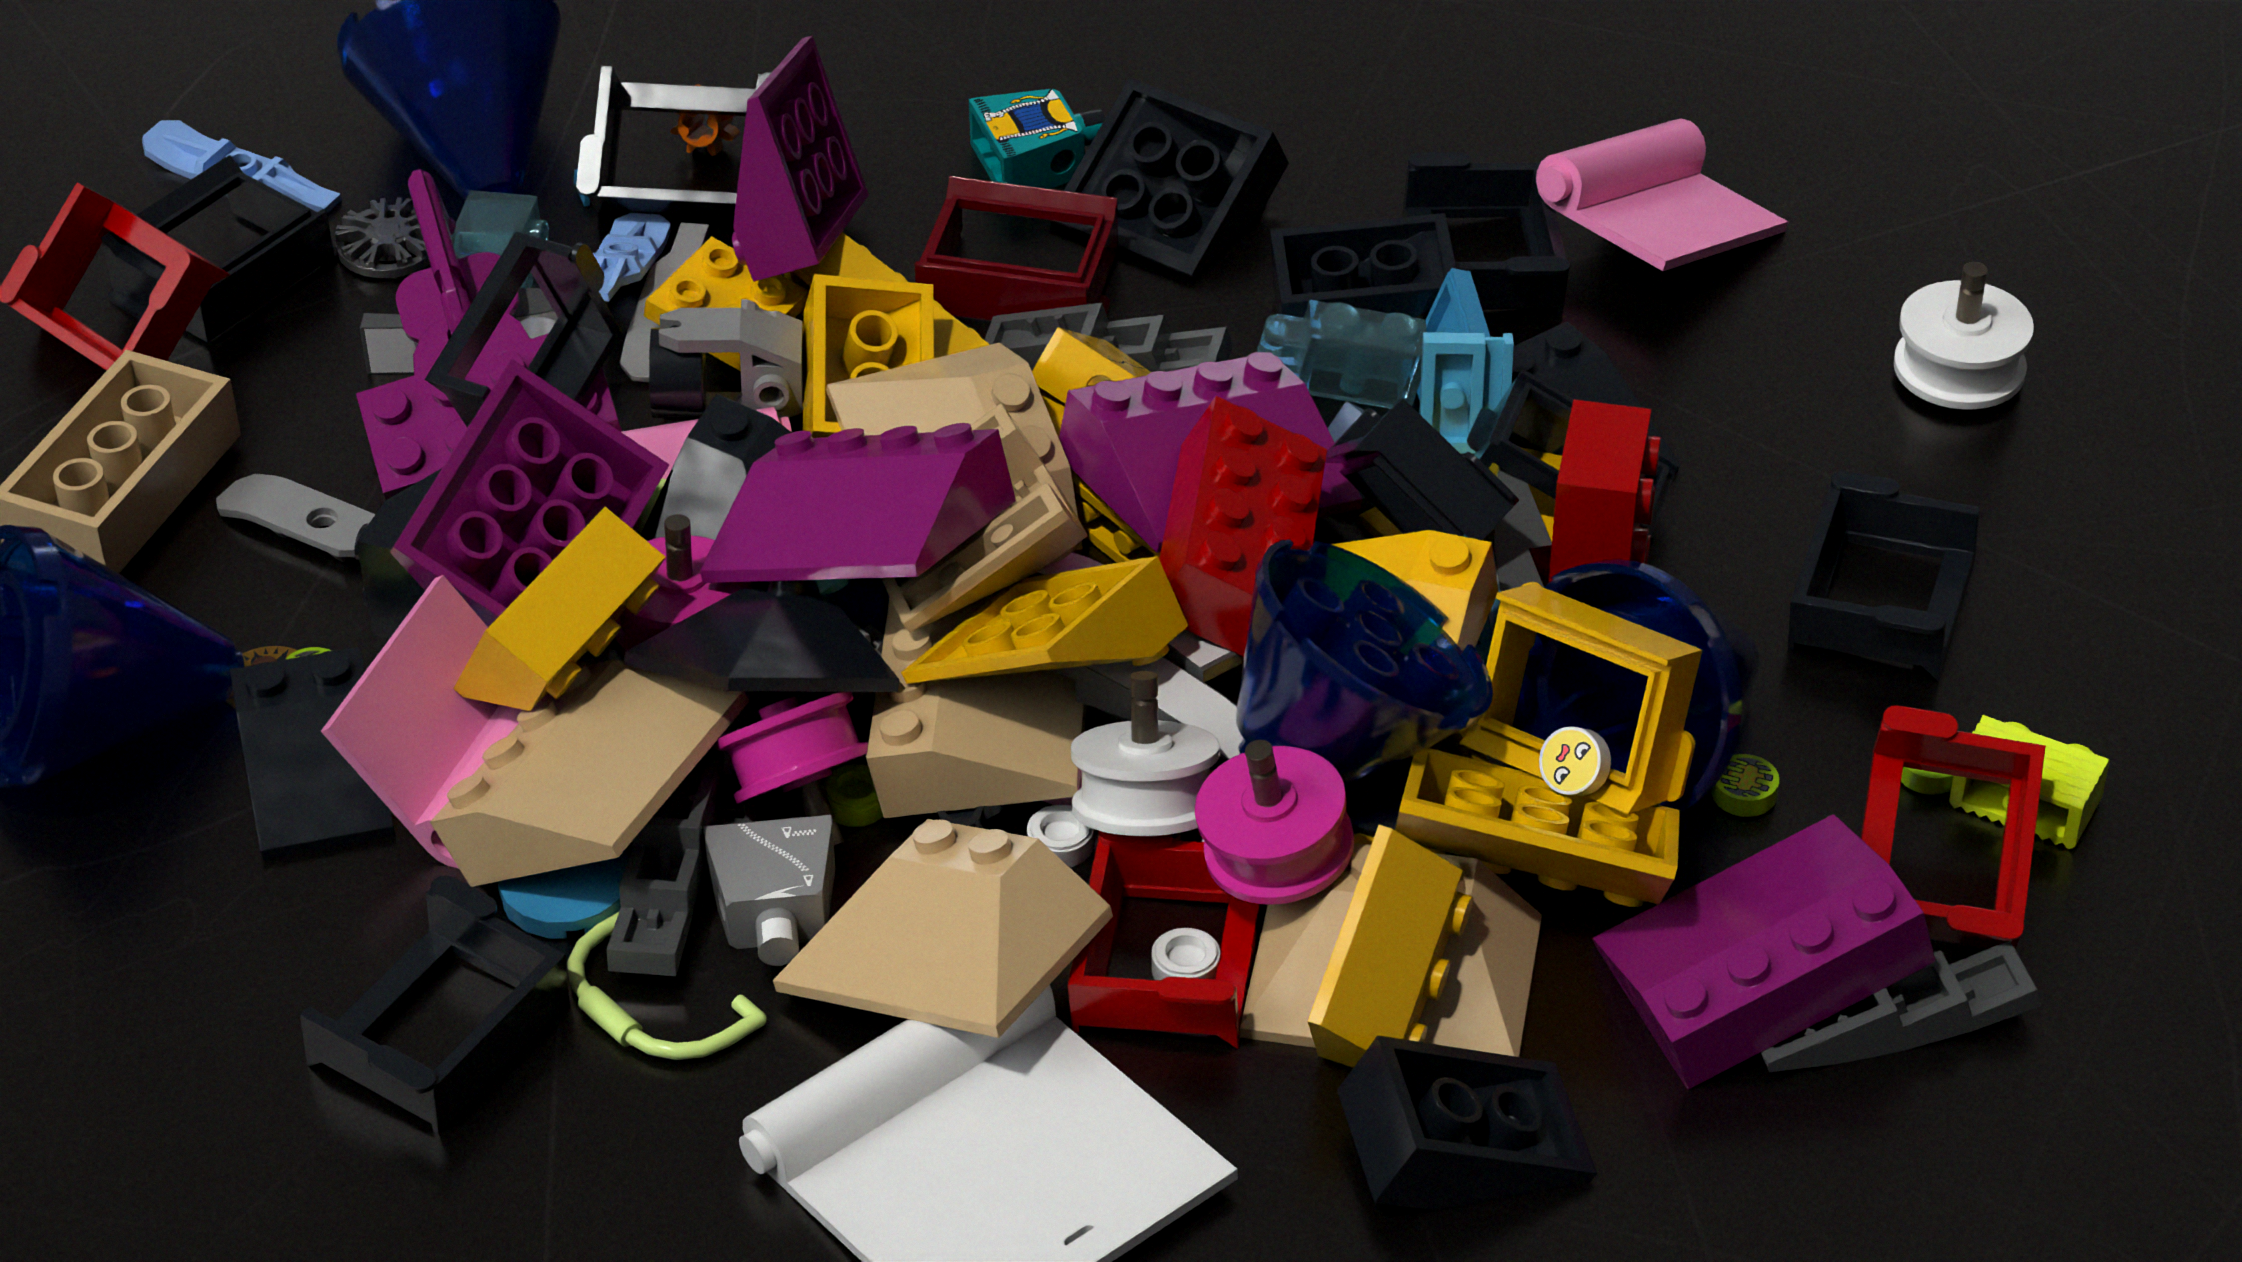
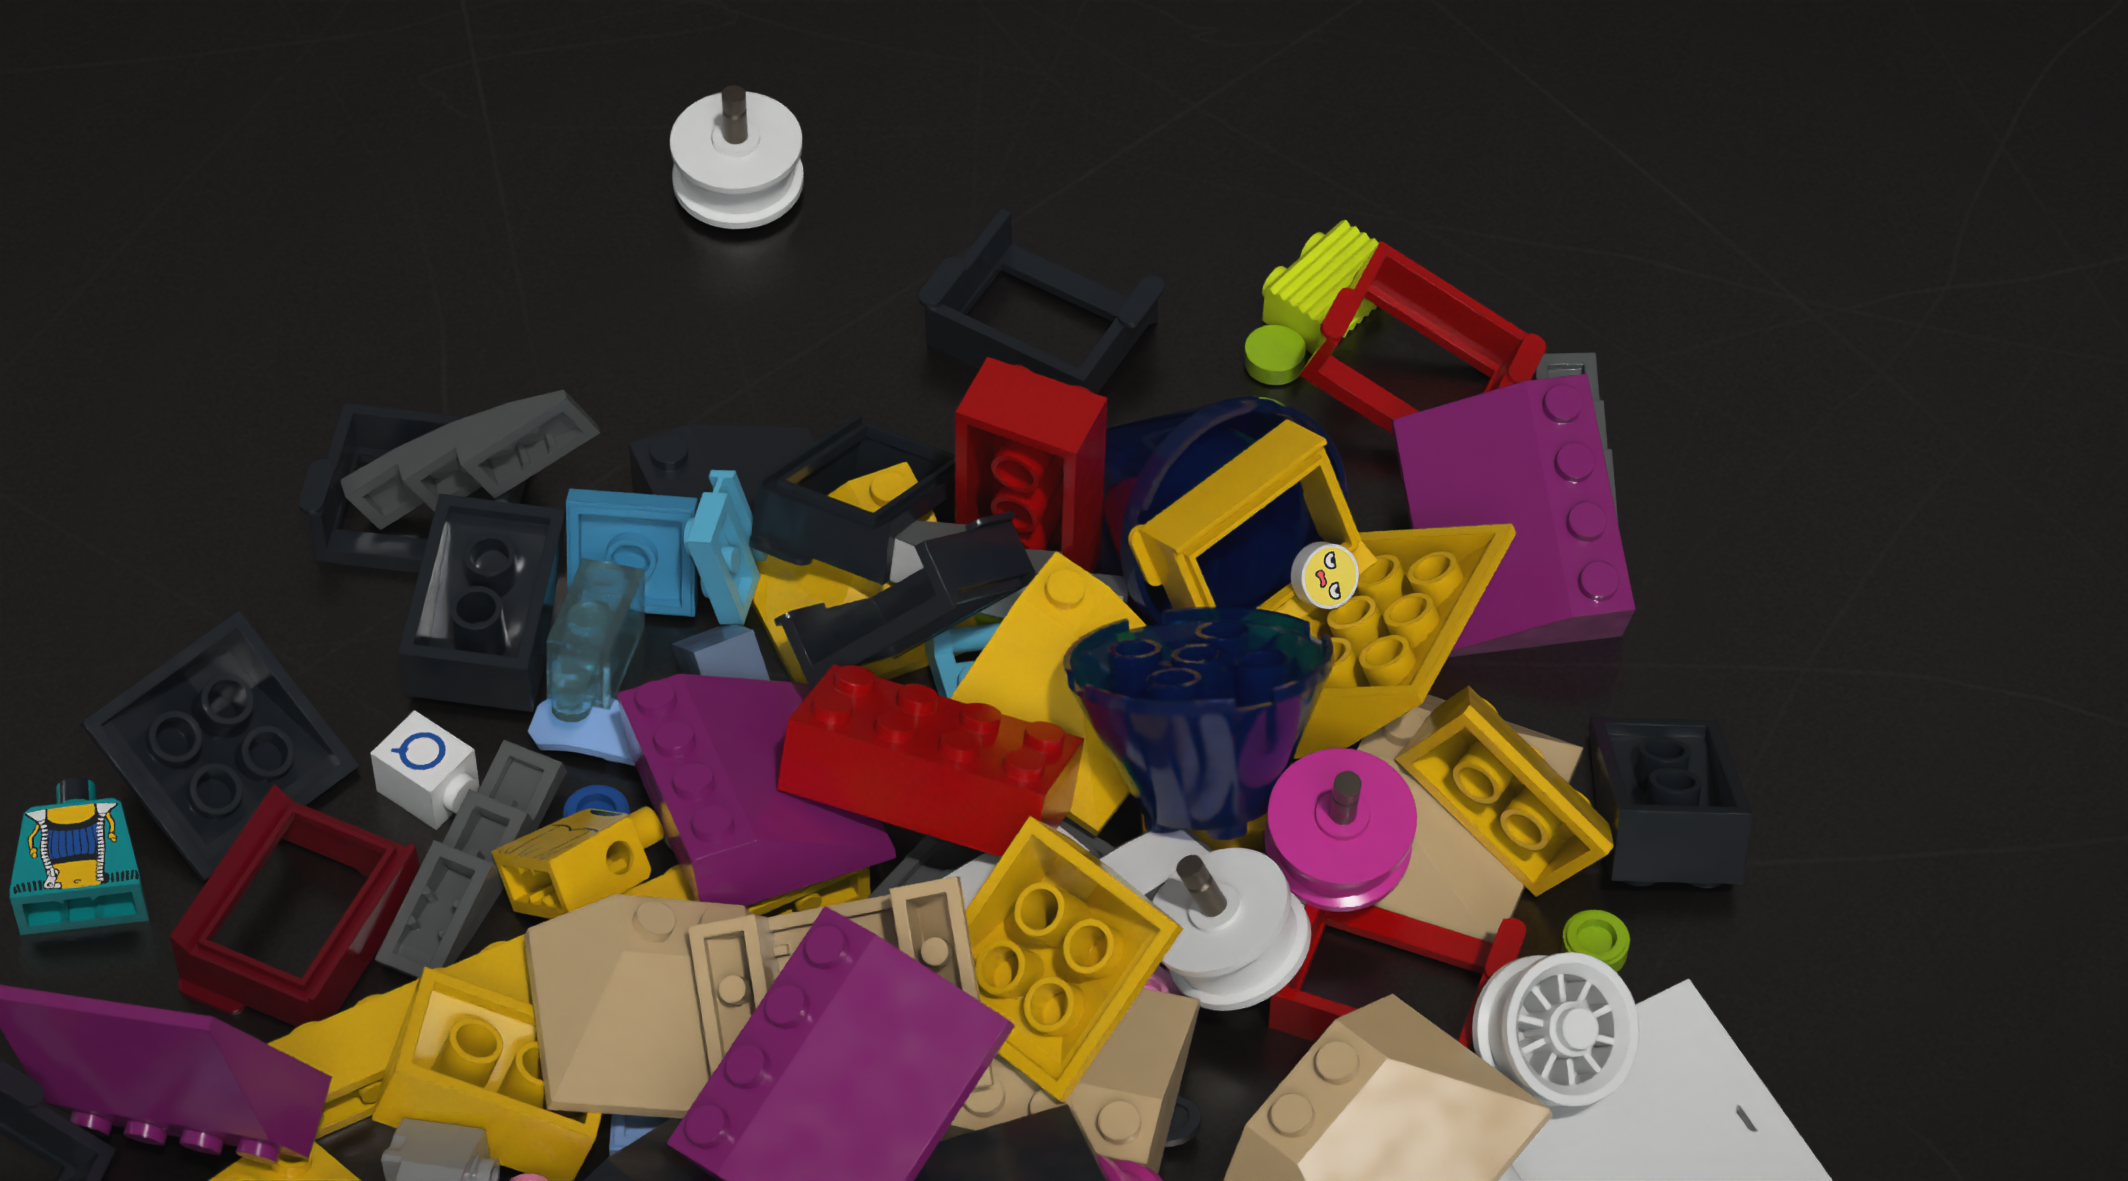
camera: 80 degrees left, 10 degrees up
(1062, 833) = (1213, 1048): white tile -> none
(1099, 1028) = (1558, 1027): none -> white wheel
(1185, 954) = (1400, 970): white tile -> none
(1190, 292) = (425, 769): none -> white brick
(1271, 1104) = (1597, 935): none -> lime tile
(1496, 226) = (478, 451): none -> dark grey slope
(1651, 196) = (428, 329): bright pink door -> none

